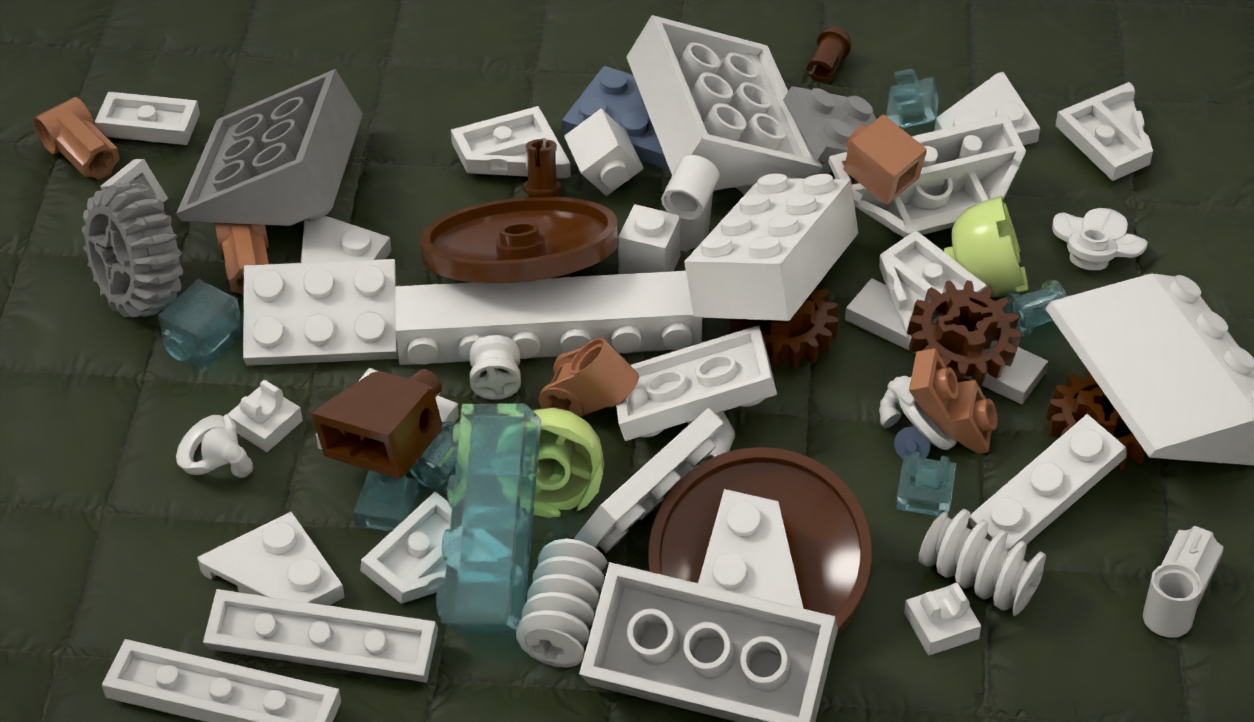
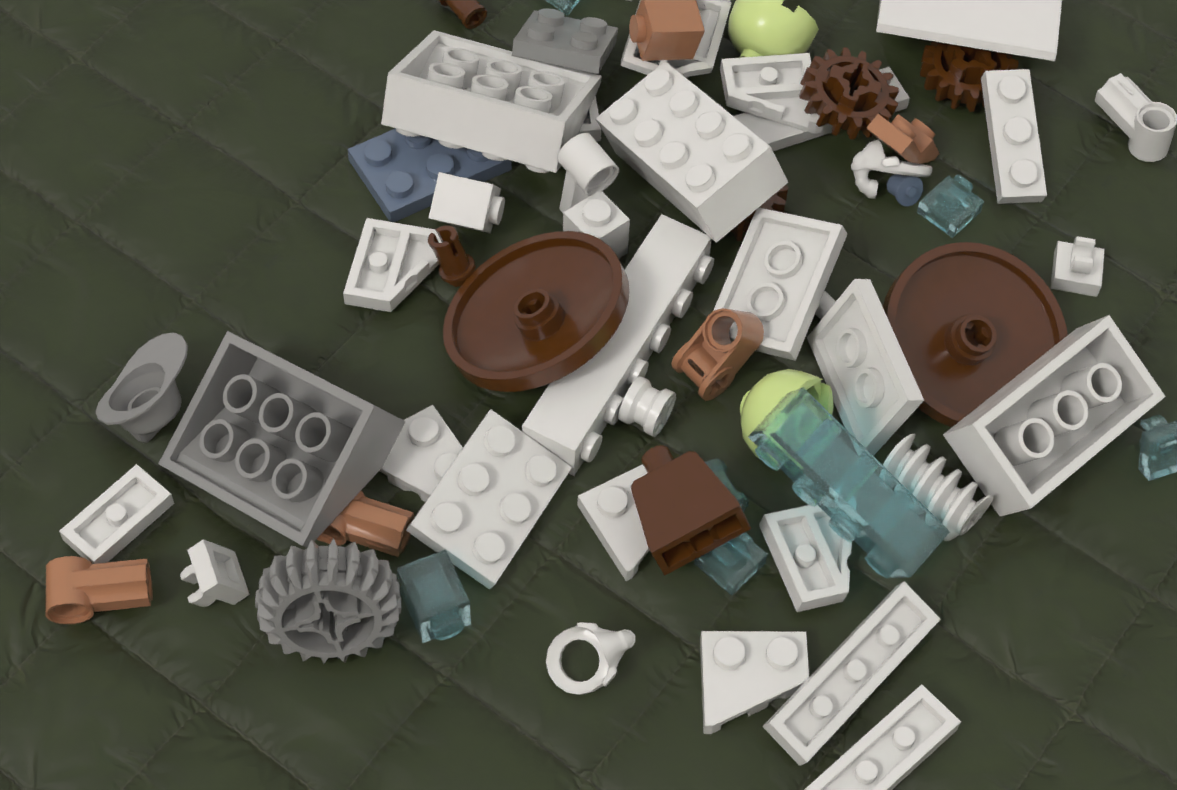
camera: 60 degrees left, 10 degrees up
(261, 76) = (146, 389): none -> light grey piece
(266, 416) = (570, 600): white tile -> none
(751, 551) = (987, 341): white wing -> none
(982, 561) = (1058, 209): white piece -> none
(1024, 305) = (835, 33): clear light blue bush -> none

